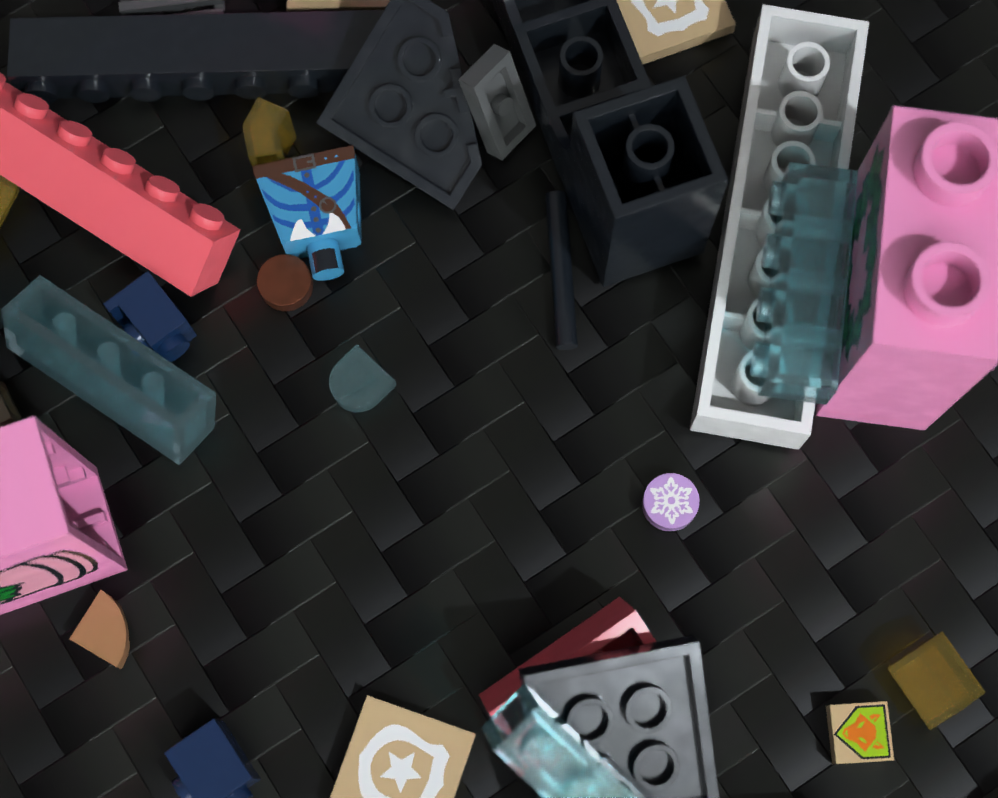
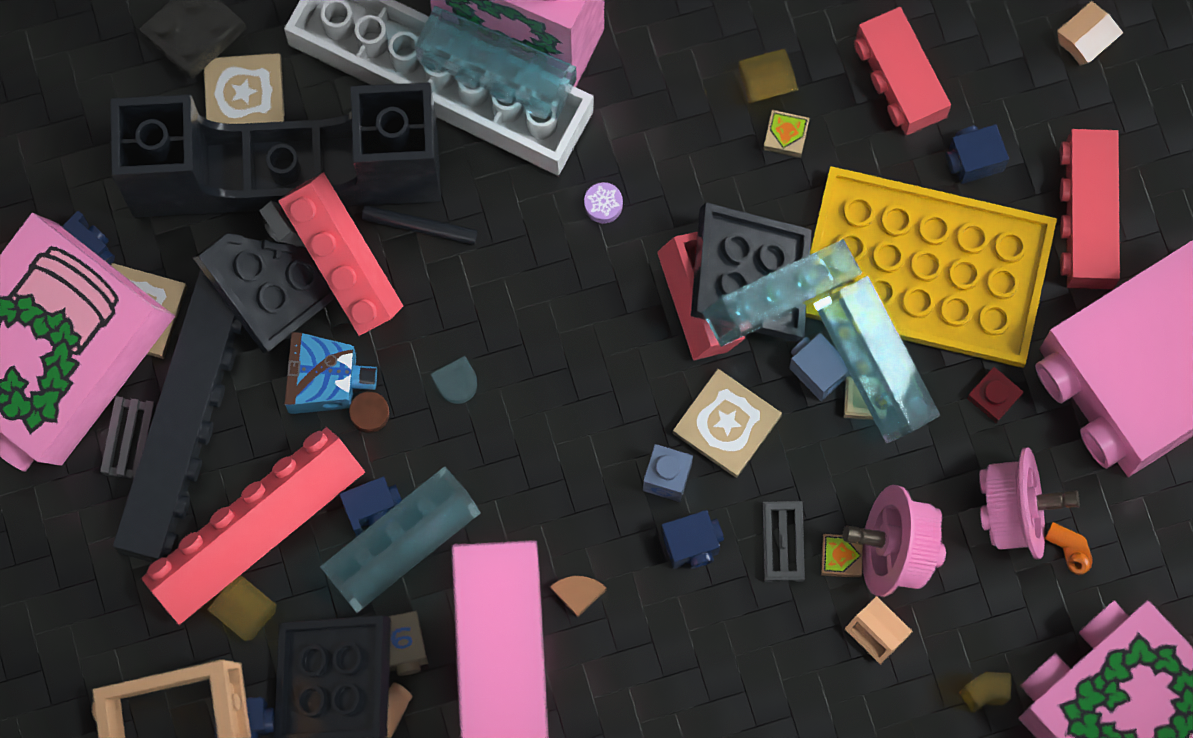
camera: 75 degrees left, 0 degrees up
(268, 132) = (264, 392): clear yellow piece -> none
(298, 705) = (667, 473): none -> sand blue brick
(472, 168) = (341, 254): none -> coral brick

